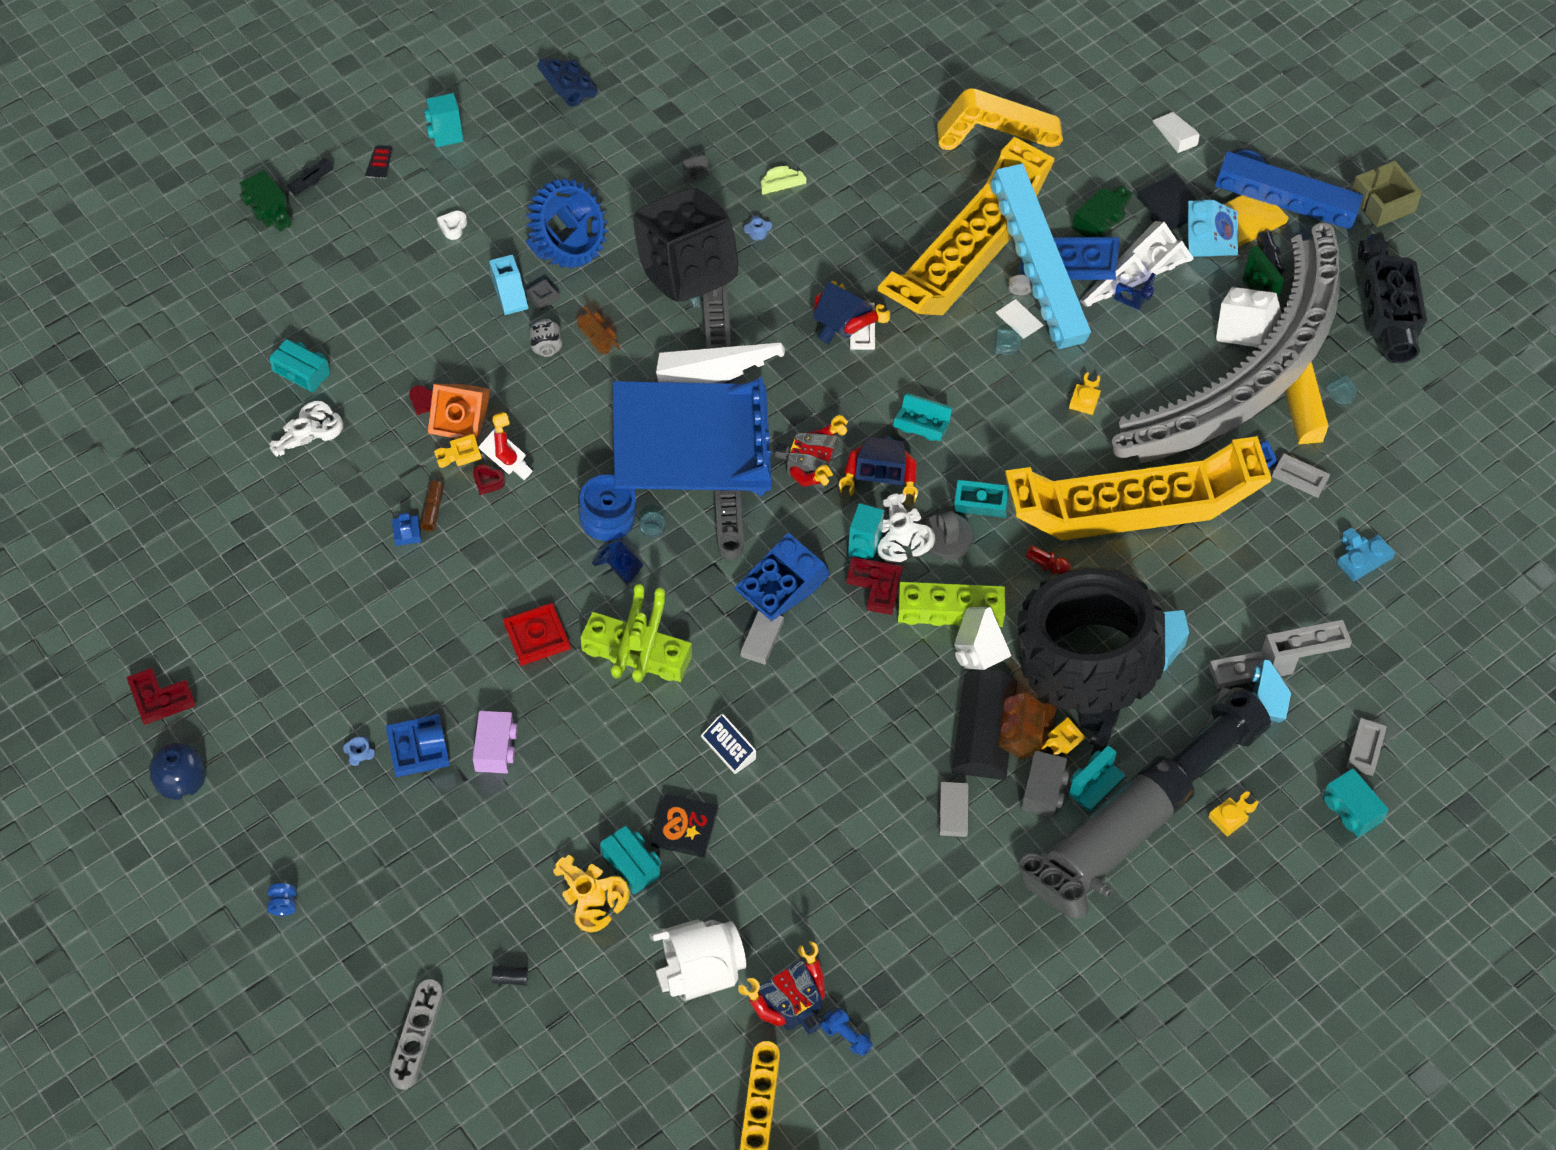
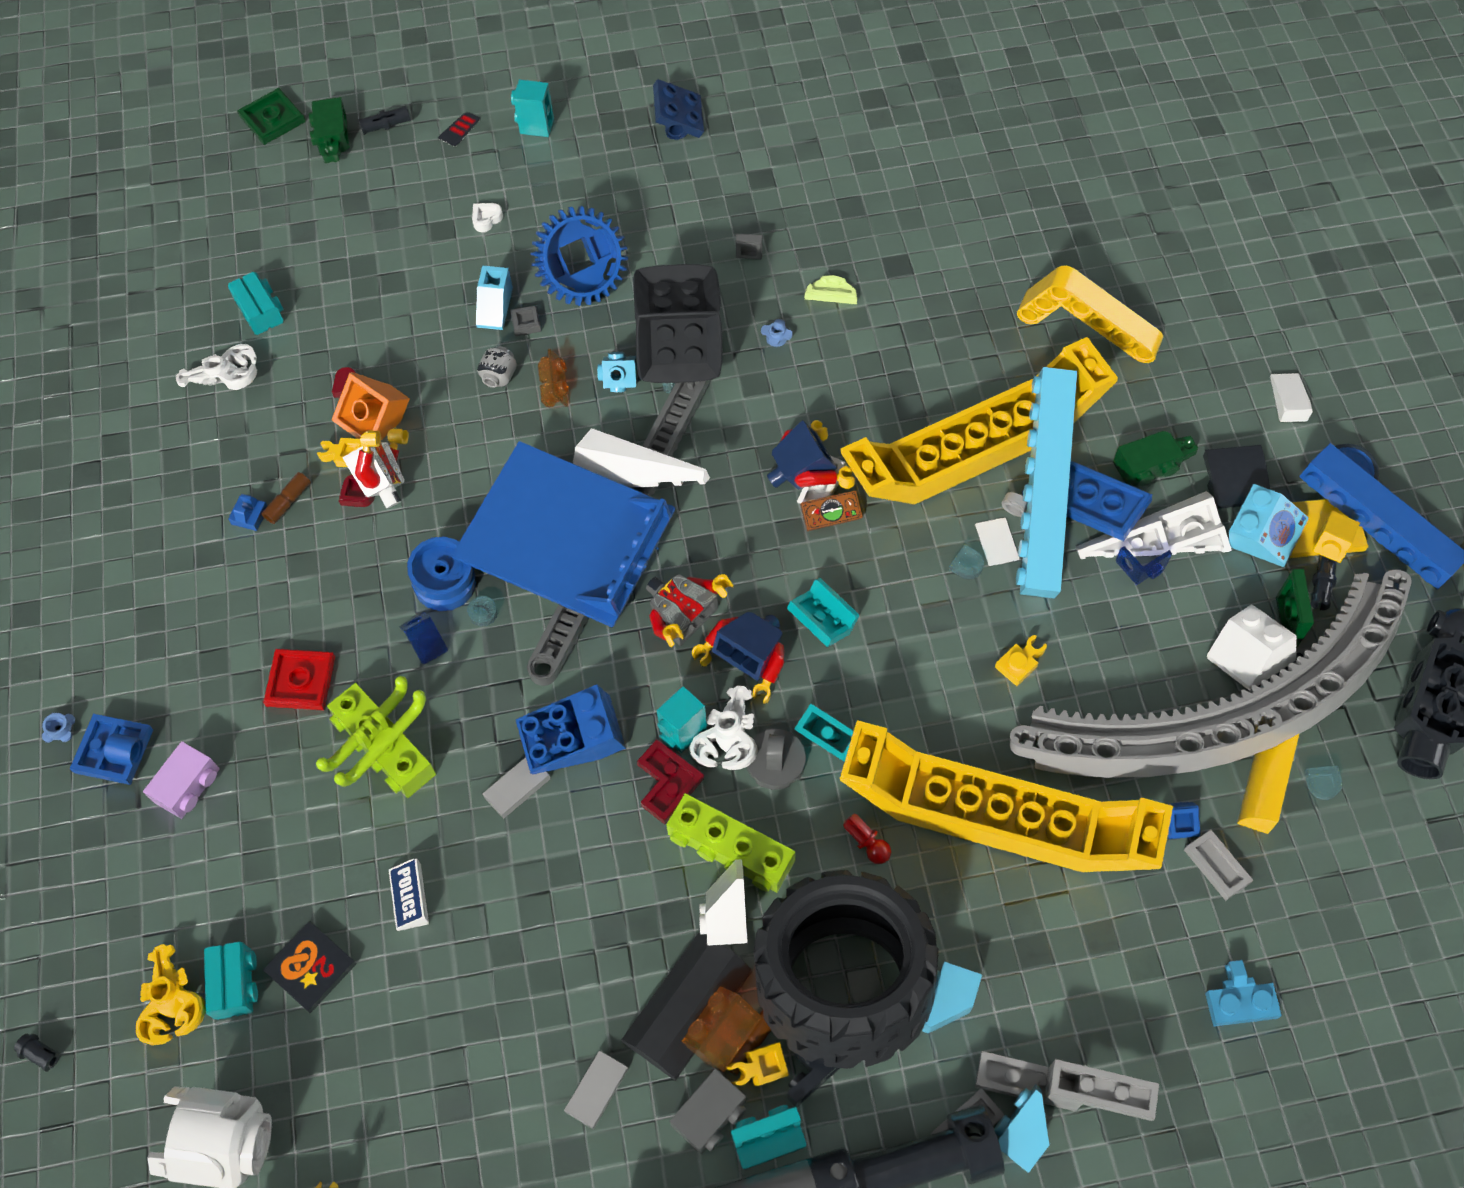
camera: 30 degrees right, 5 degrees up
(200, 209) = (271, 116): none -> dark green tile
(651, 303) = (625, 364): none -> medium azure brick
(882, 344) = (831, 511): none -> tile
(1264, 217) = (1336, 536): none -> yellow brick

